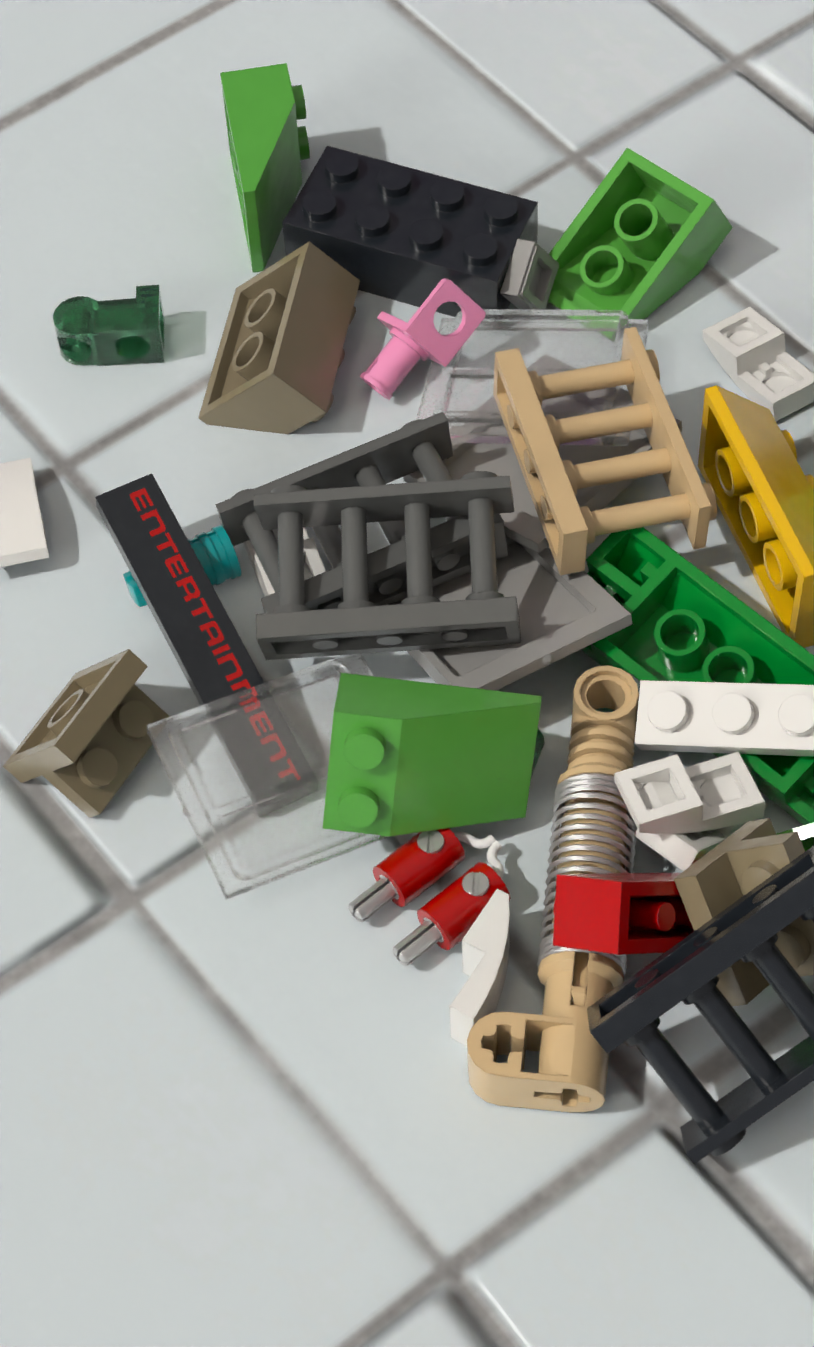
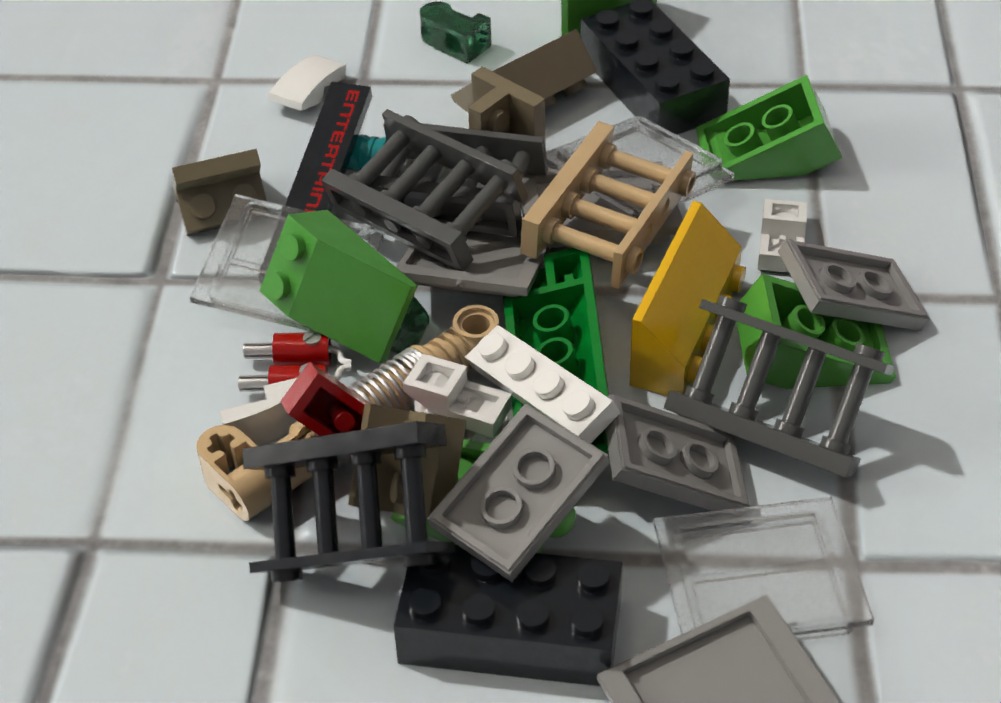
camera: 40 degrees right, 10 degrees down
(338, 405) = (505, 106): none -> dark tan bracket
(420, 339) = (588, 112): bright pink bracket -> none
(529, 276) = (691, 117): light grey tile -> none

